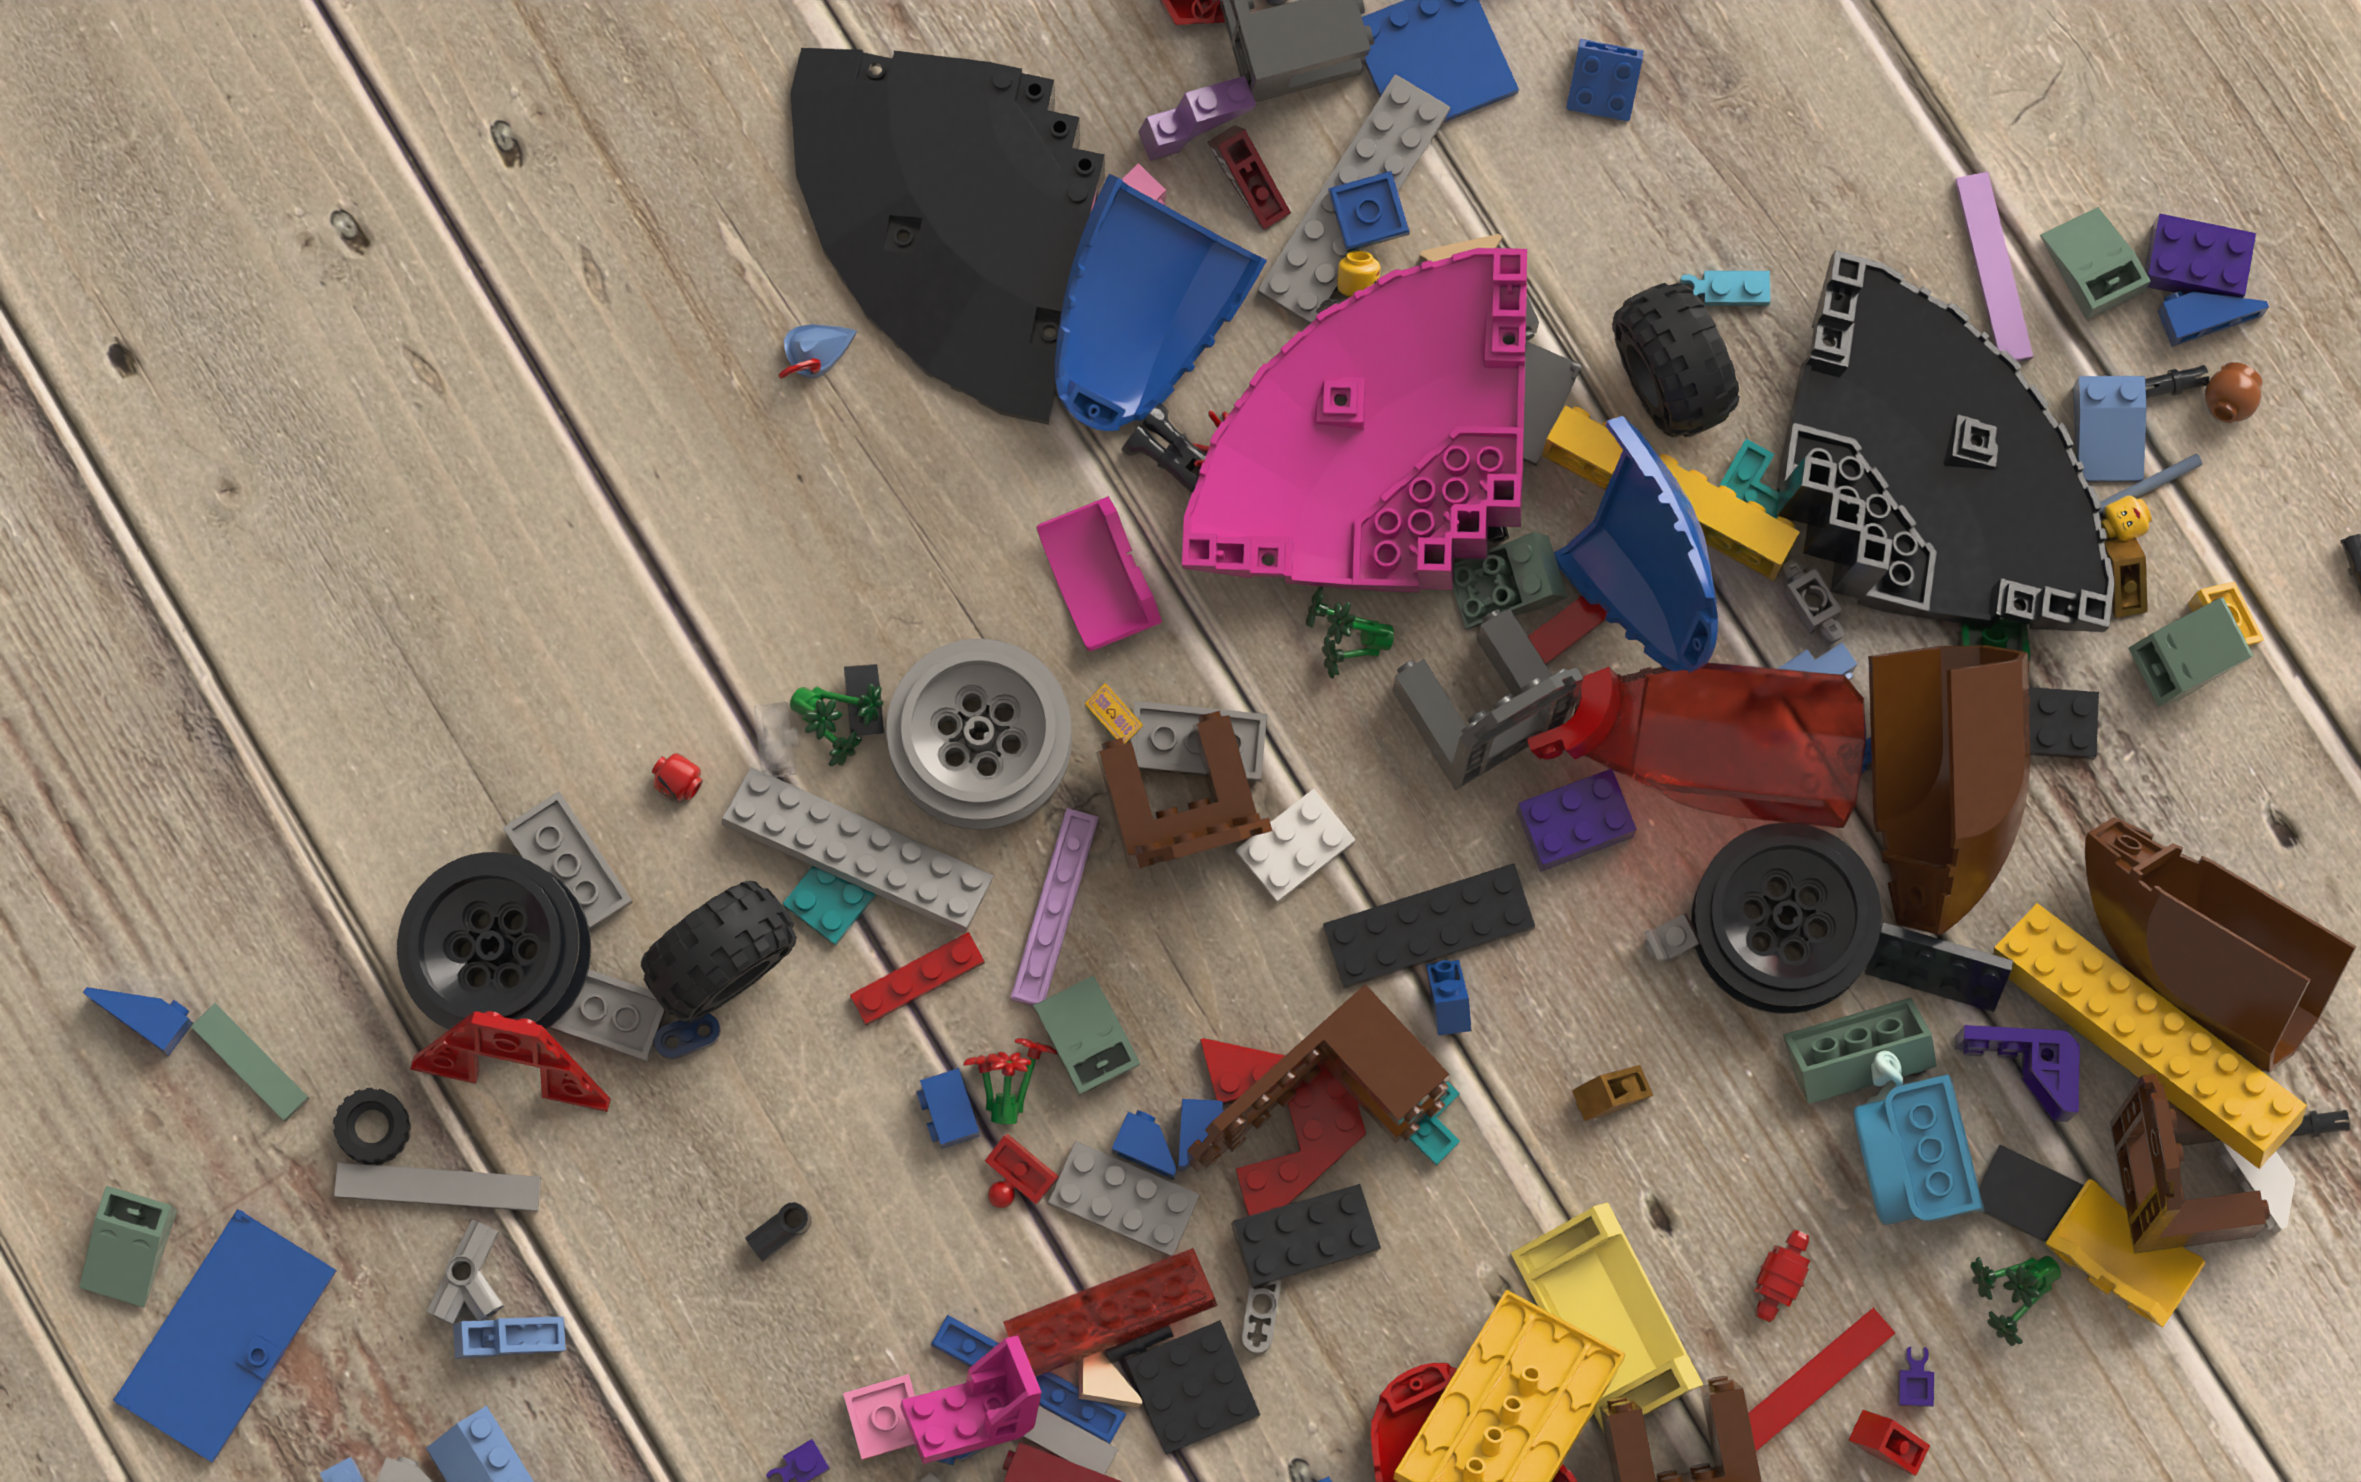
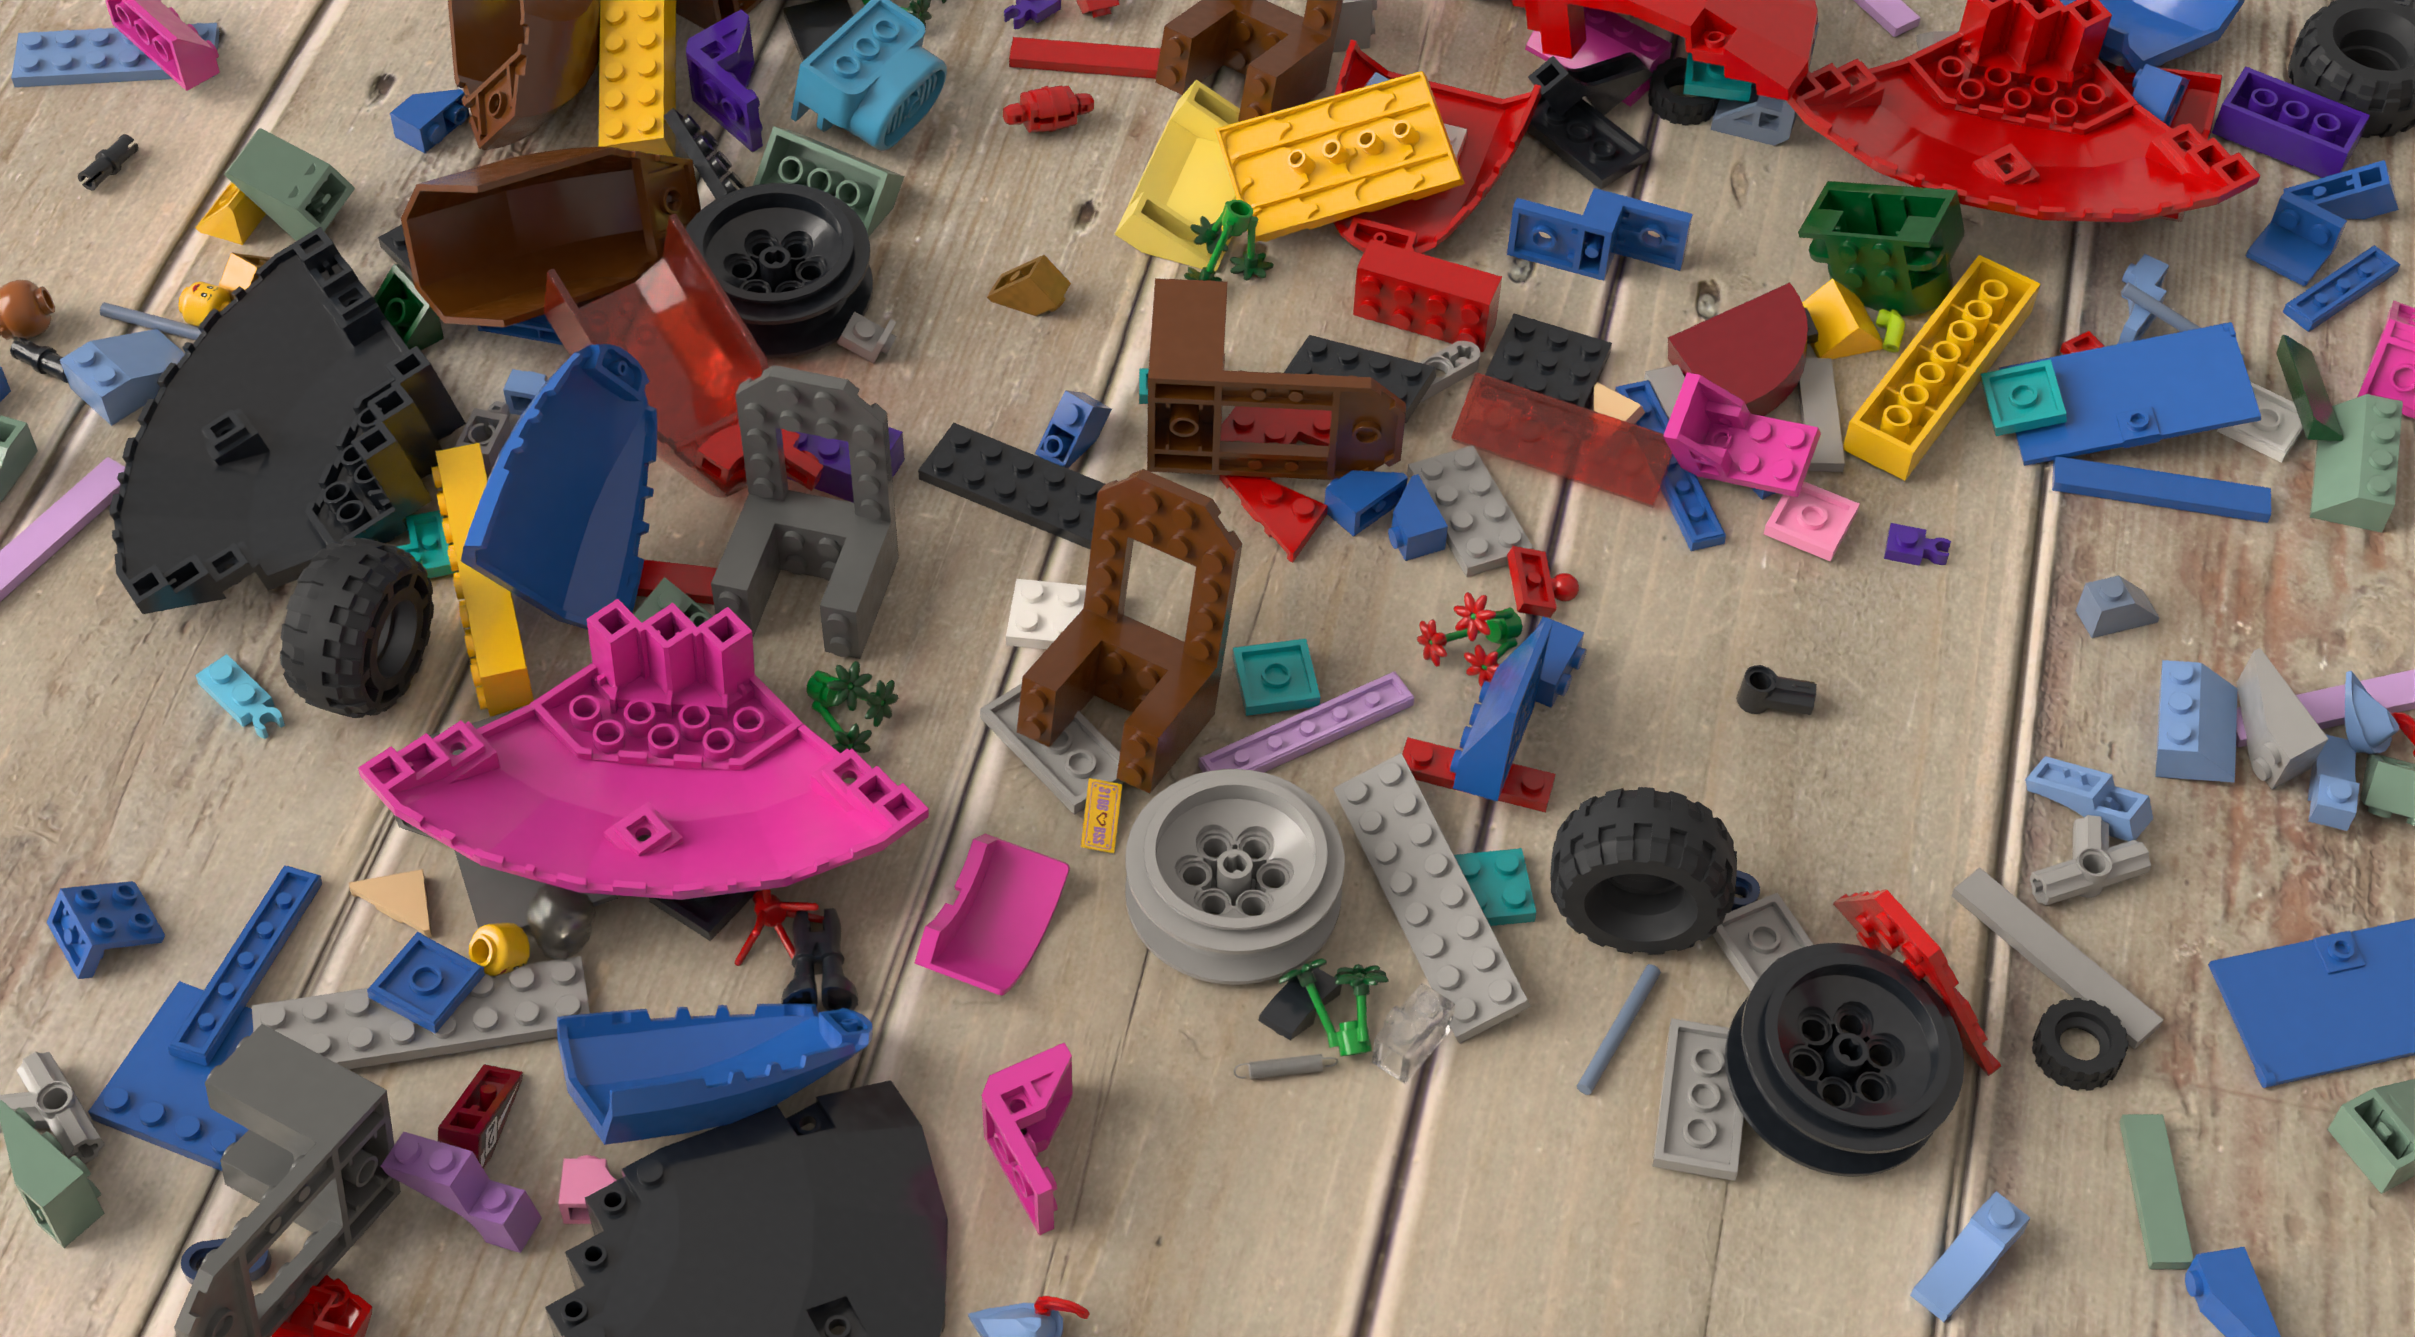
camera: 135 degrees left, 25 degrees down
(323, 901) = (1971, 1256): none -> medium blue slope
(660, 866) = (1618, 1029): none -> sand blue bar
(677, 778) = (1532, 1082): red head -> none
(833, 653) = (1285, 1066): none -> light grey piece
(923, 1006) = (1501, 719): none -> blue slope
(944, 473) = (1029, 1098): none -> dark pink bracket
(1086, 1035) = (1384, 611): sand green slope -> none
(1112, 926) = (1276, 677): none -> teal plate
(1324, 1351) = (1426, 295): none -> red brick
(1493, 133) = (245, 966): none -> blue tile
(1510, 1264) = (1235, 220): none -> plant
(1884, 1069) = (837, 137): light aqua piece -> none
(2199, 820) = (428, 118): none -> blue slope

